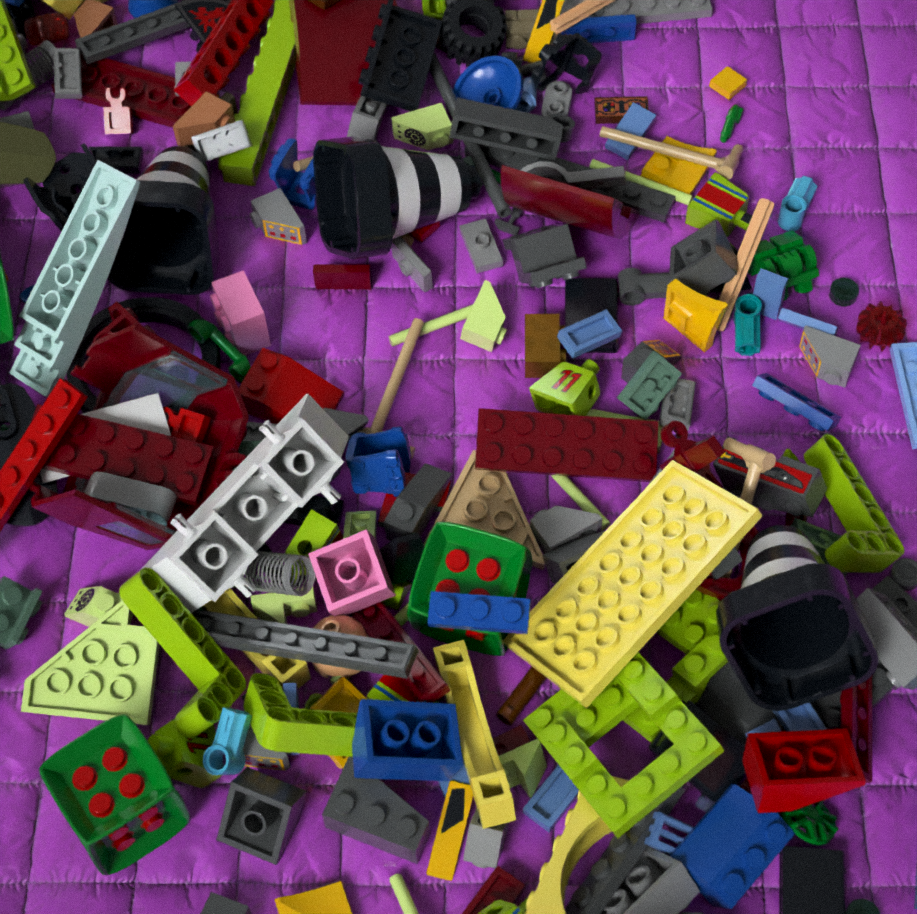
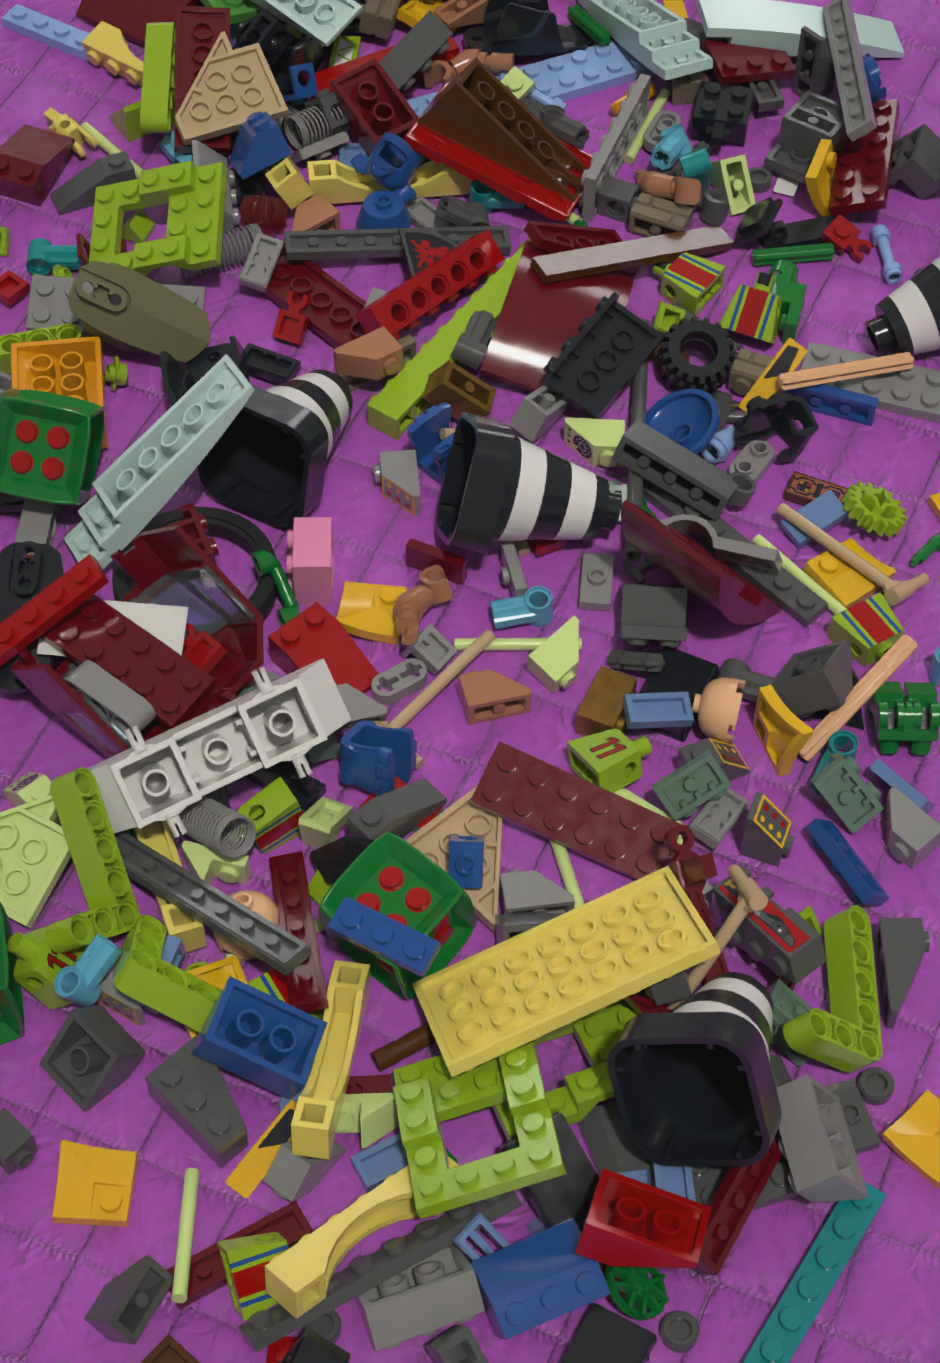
camera: 20 degrees right, 5 degrees down
(222, 141) = (378, 382): plate -> none
(285, 80) = (473, 342): none -> dark grey piece
(293, 122) = (460, 390): none -> pearl gold brick
(309, 337) = (368, 611): none -> yellow plate
(343, 318) = (416, 601): none -> nougat piece
(352, 574) = (288, 855): bright pink brick -> none
(364, 392) = (399, 682): none -> light grey beam
(373, 352) = (431, 649): none -> light grey bracket
(433, 290) = (523, 609): none -> medium azure piece
(444, 373) = (492, 696): none -> nougat slope
(497, 516) = (466, 860): none -> blue bracket
(549, 299) = (636, 661): none -> dark grey axle
(638, 313) = (719, 707): none -> light nougat cylinder
(675, 106) = (874, 509): none -> lime gear
(723, 402) = (766, 832): none -> dark grey slope
(770, 290) = (873, 737): medium blue tile -> none
(771, 345) = (847, 793): none -> sand green bracket
(856, 839) = (679, 1331): none -> dark grey tile
(875, 460) = (899, 954): none -> dark grey slope

